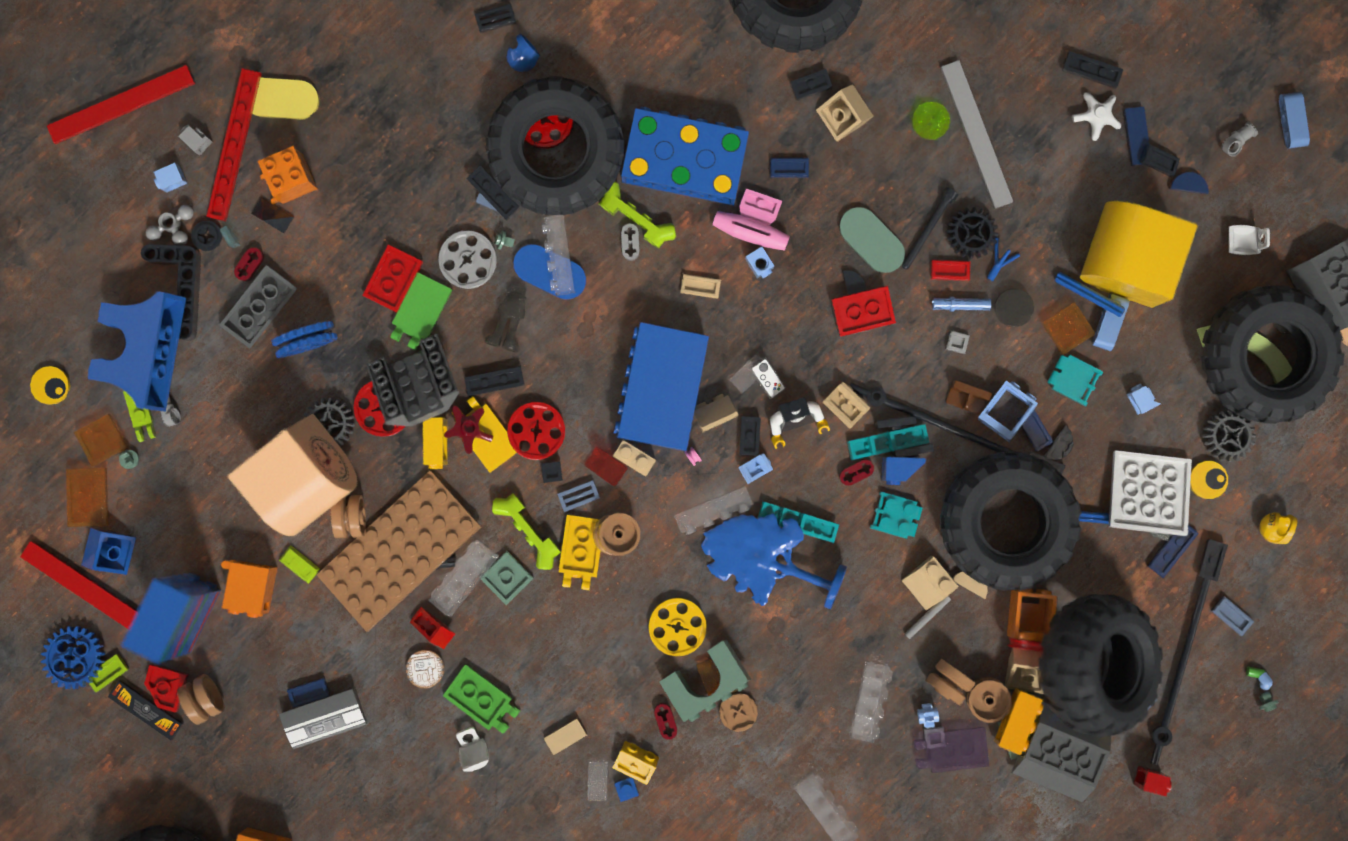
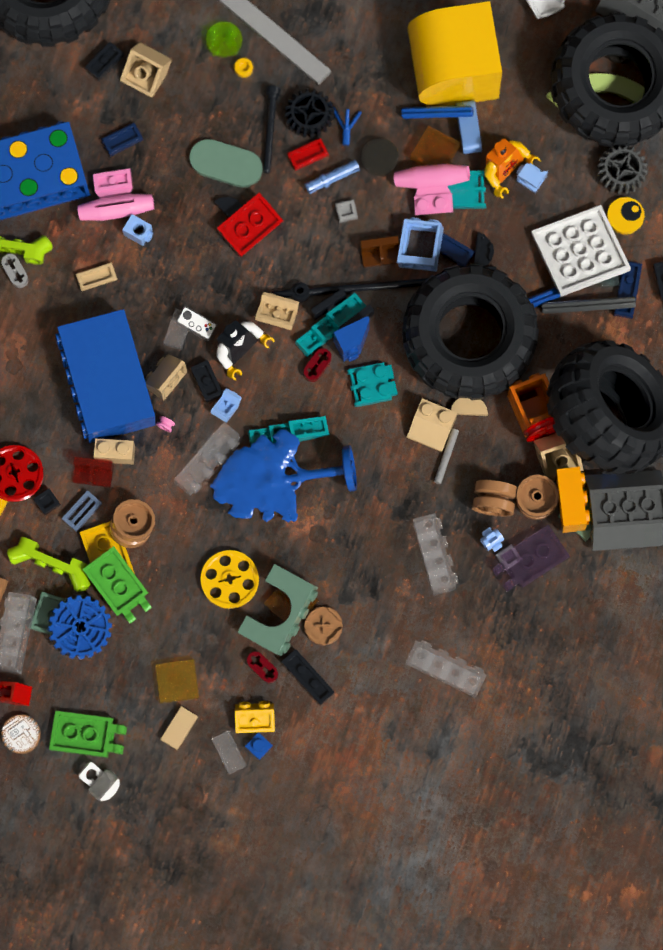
camera: 25 degrees left, 10 degrees down
(519, 588) = (94, 624): none -> blue piece
(576, 582) = (117, 583): none -> bright green tile
(584, 694) = (177, 681): none -> clear yellow plate
(701, 752) = (308, 677): none -> black plate
(935, 156) = (243, 67): none -> yellow tile
(1048, 362) = (432, 185): none -> bright pink plate
(1126, 372) = (503, 161): none -> torso
(1129, 546) = (588, 305): none -> dark grey axle

